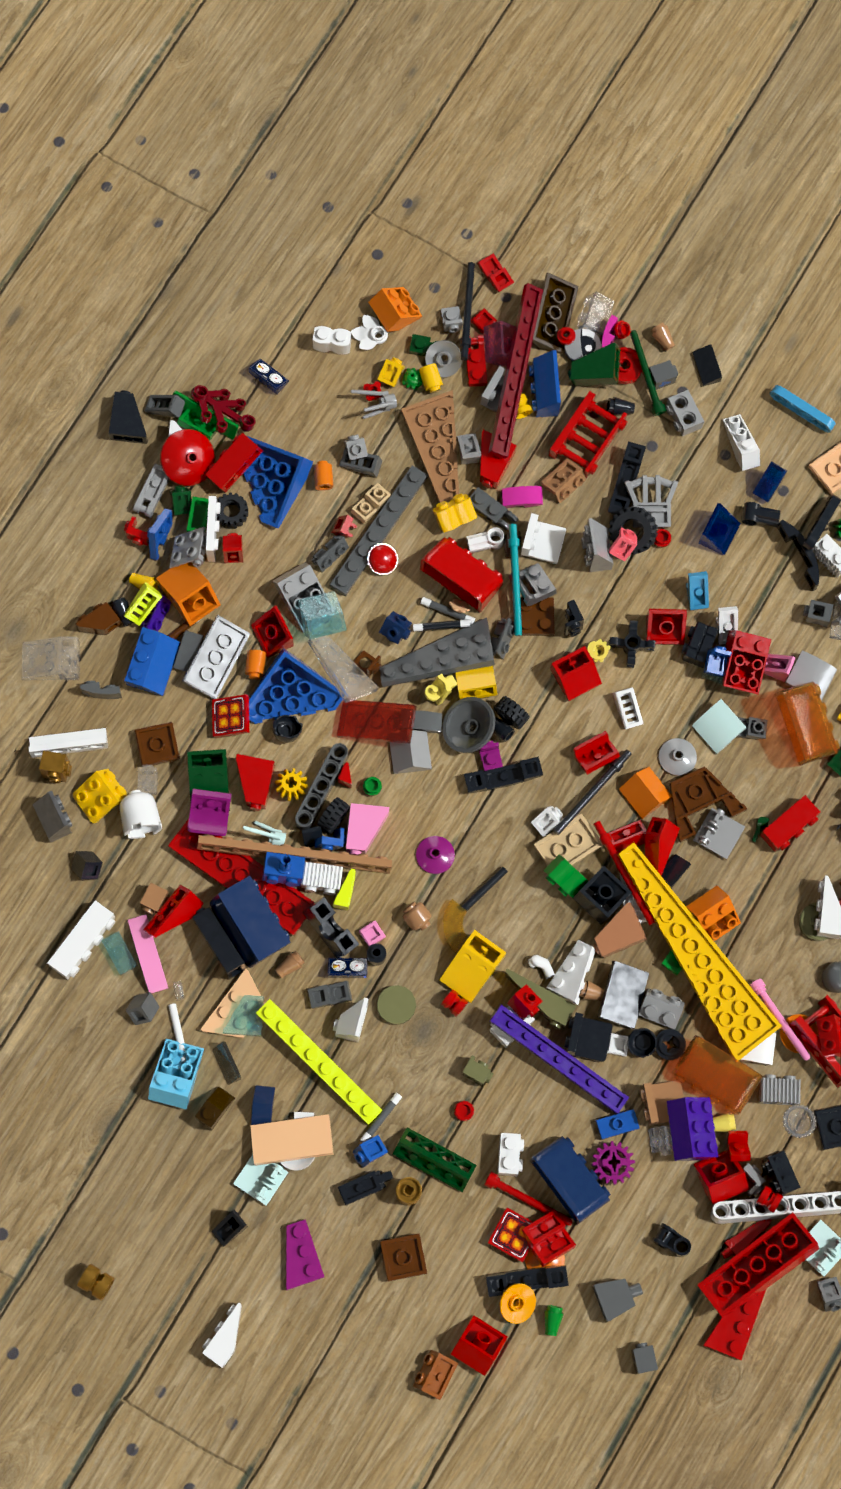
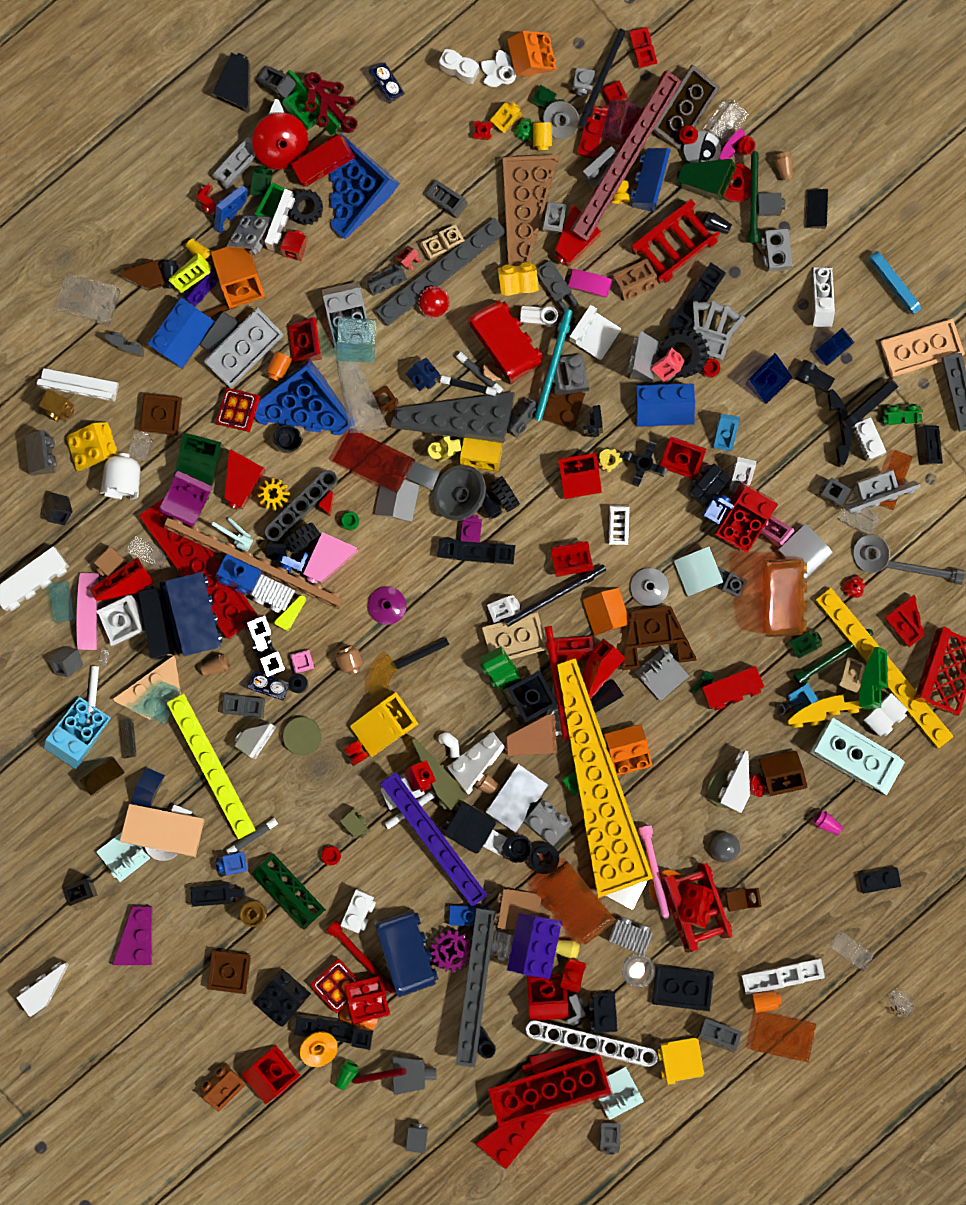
camera: 25 degrees right, 10 degrees up
(185, 950) = (122, 620): none -> white slope
(188, 878) = (147, 552): none -> clear slope
(323, 476) = (405, 200): orange brick -> none
(356, 447) = (445, 182): light grey bracket -> none
(386, 402) = (491, 146): light grey plant -> none
(464, 1266) = (282, 998): none -> black bracket
(519, 1048) = (399, 817): none -> white bar
(586, 1308) = (379, 1075): none -> dark red bar
(632, 584) = (665, 405): none -> blue slope
(650, 1189) = (475, 988): none -> dark grey plate
(774, 1201) = (585, 1038): red wheel -> none

